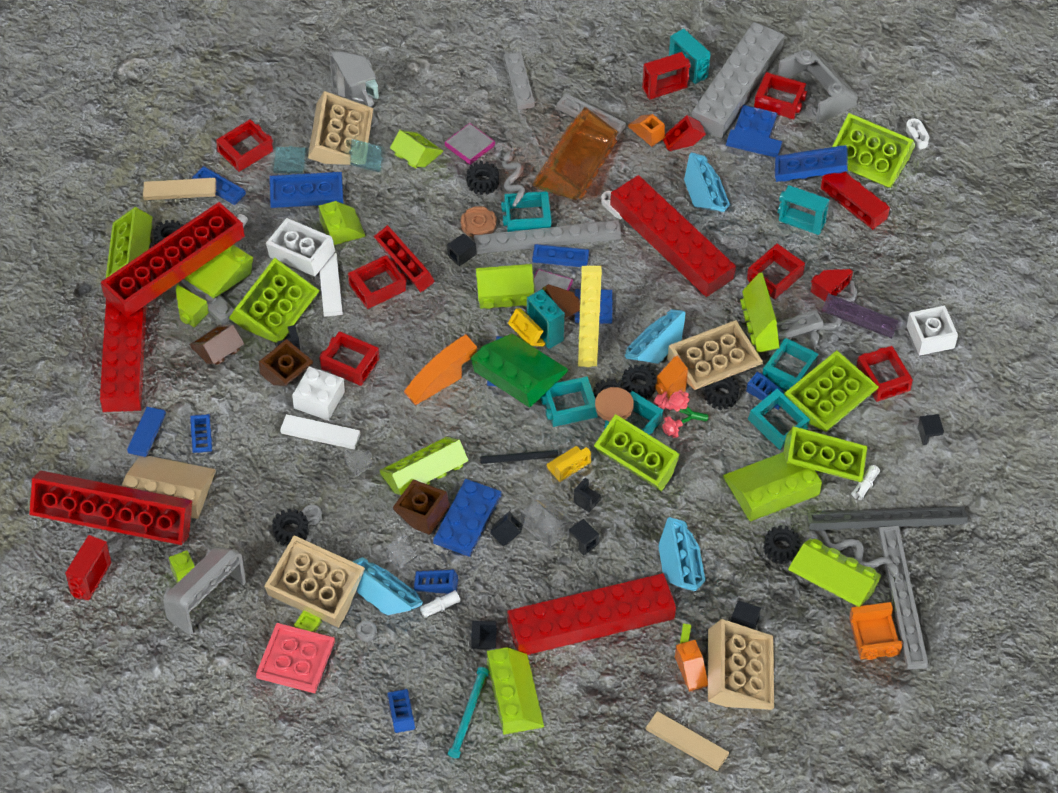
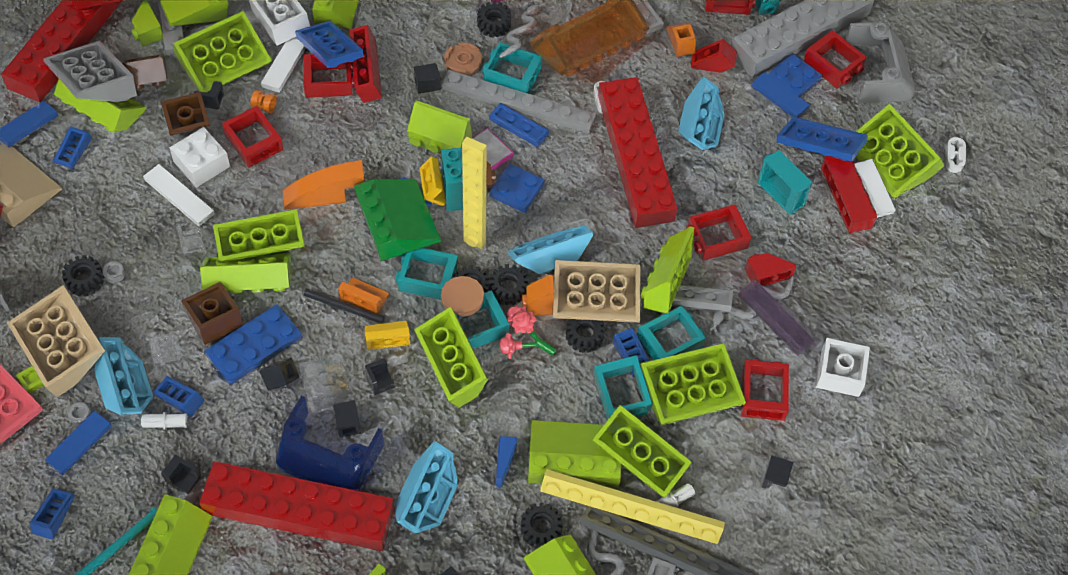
camera: 25 degrees right, 5 degrees up
(185, 361) = (93, 73): none -> light grey slope
(196, 386) = (113, 115): none -> lime slope
(333, 326) = (263, 101): none -> orange wheel
(366, 254) = (329, 44): none -> blue plate
(382, 651) = (78, 443): none -> blue tile
(417, 432) = (258, 236): none -> lime slope
(529, 442) = (363, 295): none -> orange panel
(580, 576) = (318, 464): none -> clear blue windscreen
(722, 509) = (506, 452): none -> blue slope
(840, 499) = (632, 506): none -> light yellow plate
(873, 184) = (875, 188): none -> white tile

